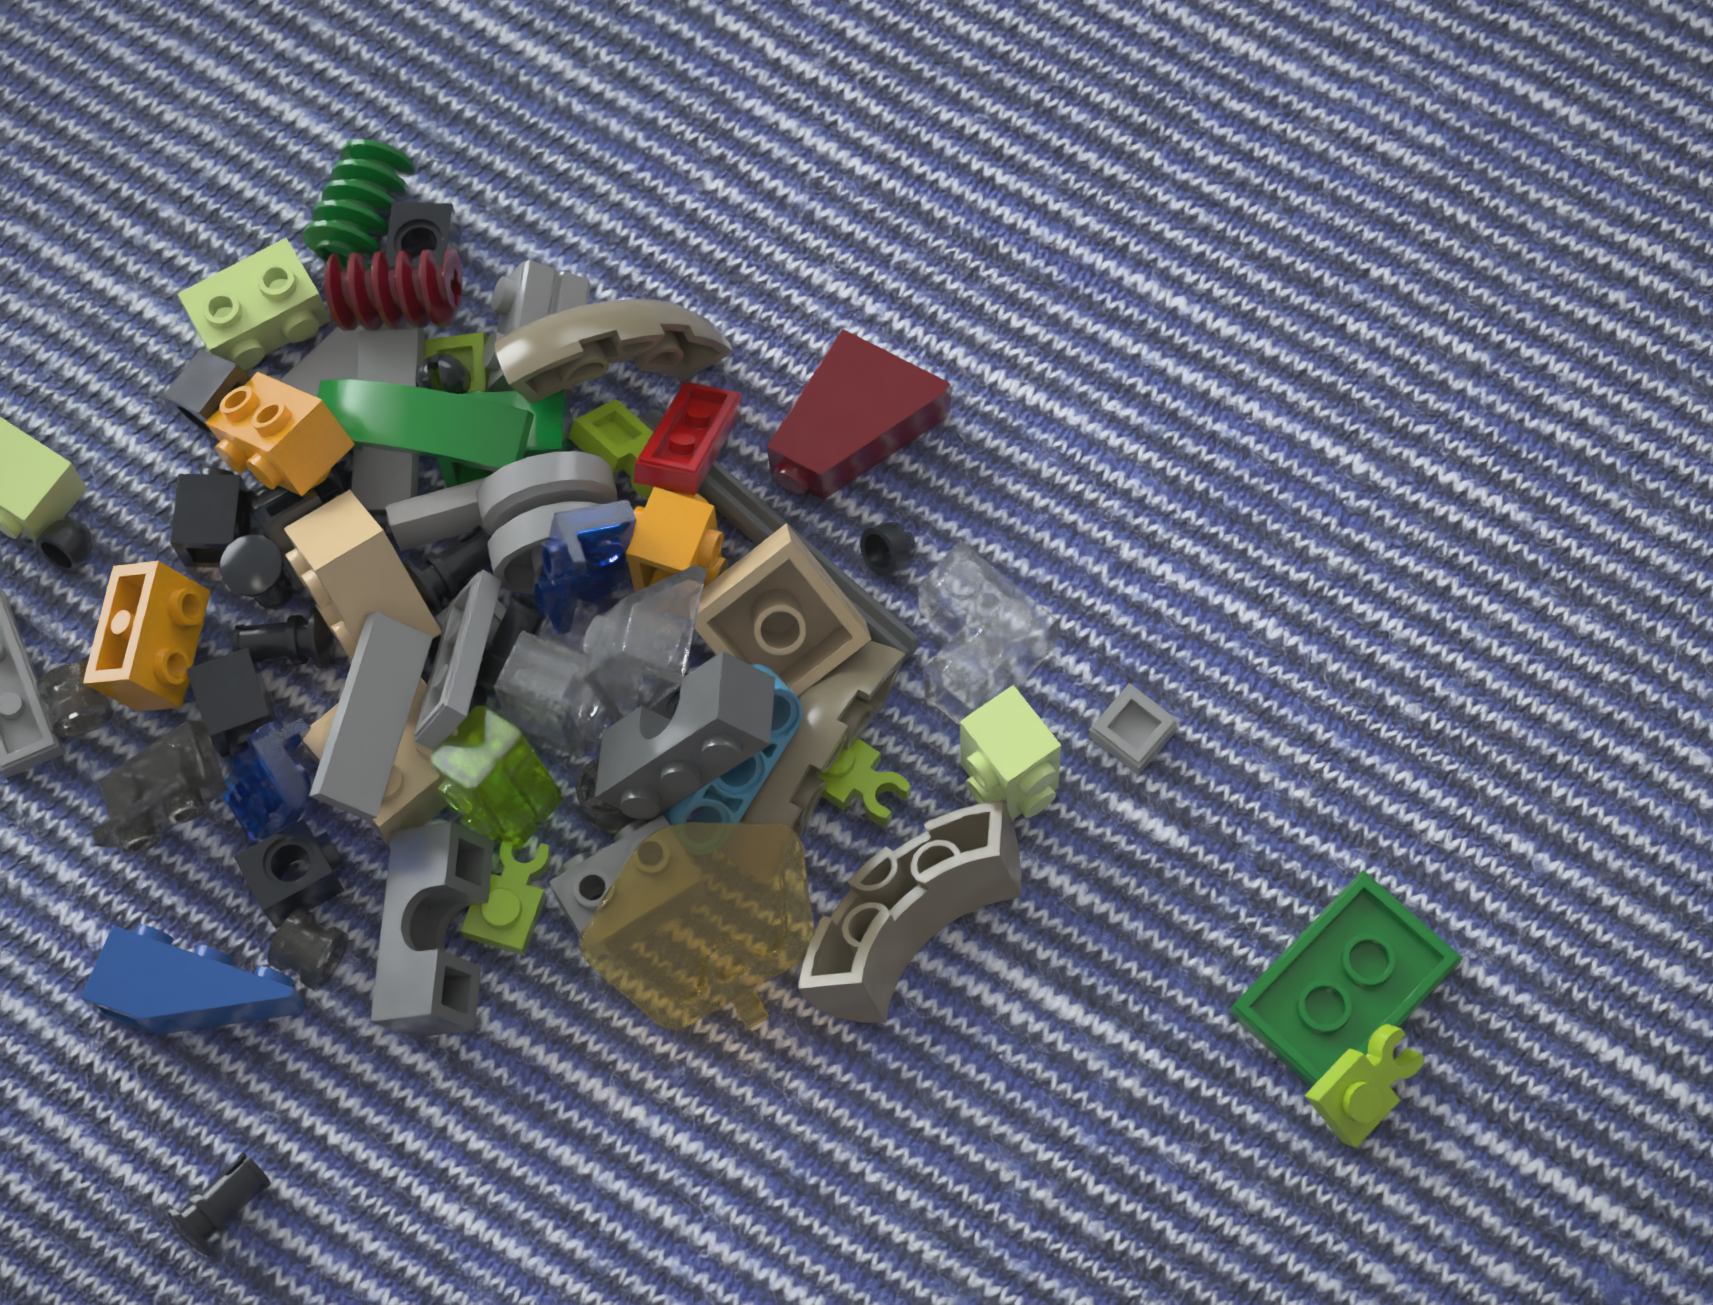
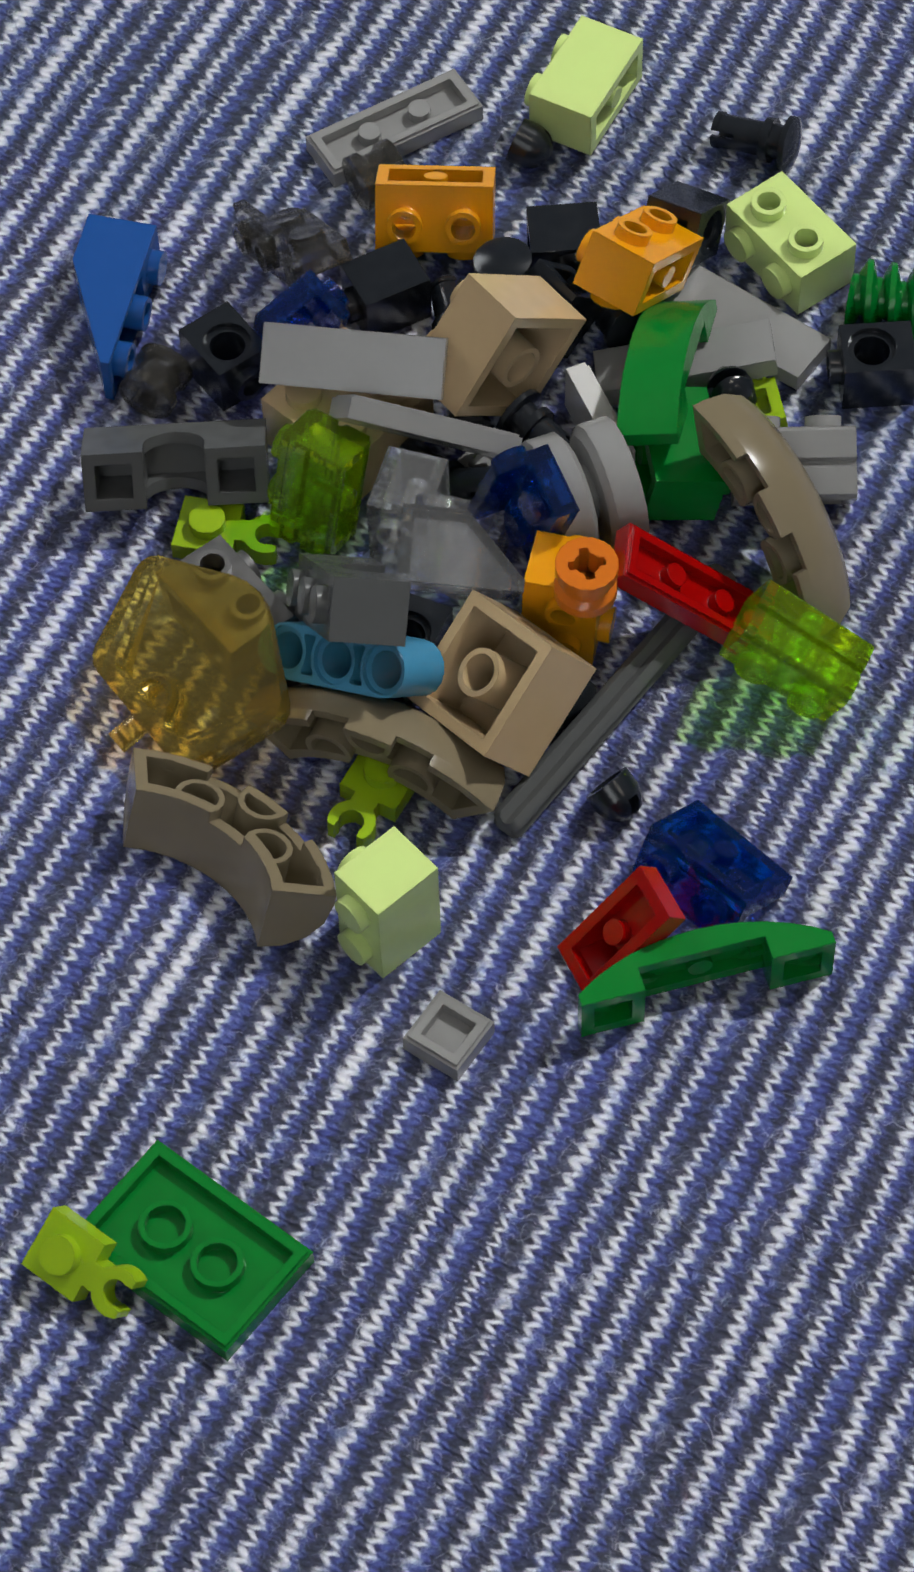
camera: 80 degrees right, 10 degrees down
(108, 321) = (761, 138): none -> black pin
(394, 294) = (807, 328): dark red piece -> none
(614, 436) = (695, 531): lime plate -> none
(707, 521) = (574, 589): none -> orange wheel
(764, 357) = (796, 651): none -> clear neon green brick
(853, 417) = (750, 742): dark red slope -> none
(987, 471) = (711, 867): none -> clear blue bracket
(992, 628) = (525, 889): clear brick -> none
(1055, 550) = (625, 922): none -> red slope
(1109, 556) = (782, 949): none -> green slope

